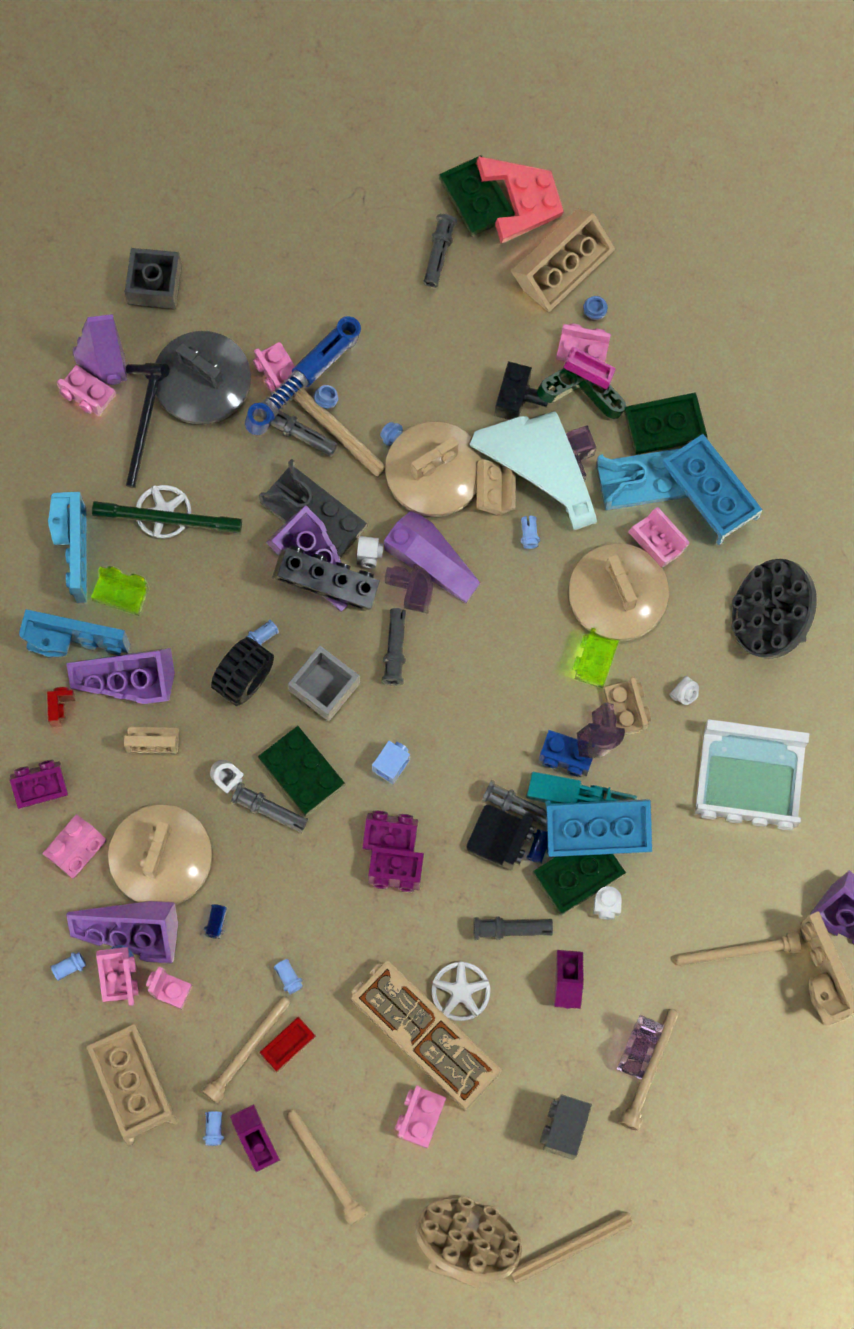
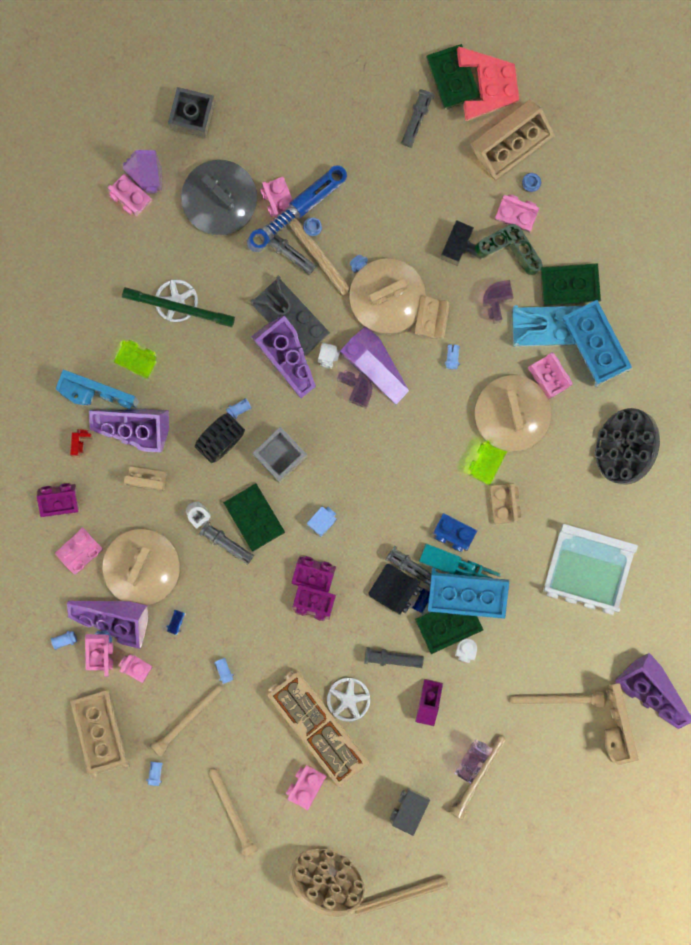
camera: 10 degrees right, 10 degrees up
(69, 527) = (106, 296): medium azure plate -> none
(154, 373) = (183, 191): black bar -> none
(254, 1138) = (183, 785): magenta slope -> none
(287, 1044) = (216, 720): red tile -> none
(325, 578) = (291, 374): black brick -> none
(394, 659) = (336, 442): dark grey pin -> none
(543, 456) = (471, 299): light aqua panel -> none
(589, 368) = (518, 232): dark pink tile -> none
(600, 736) = (481, 525): clear purple brick -> none
(685, 691) = (551, 497): white plate -> none

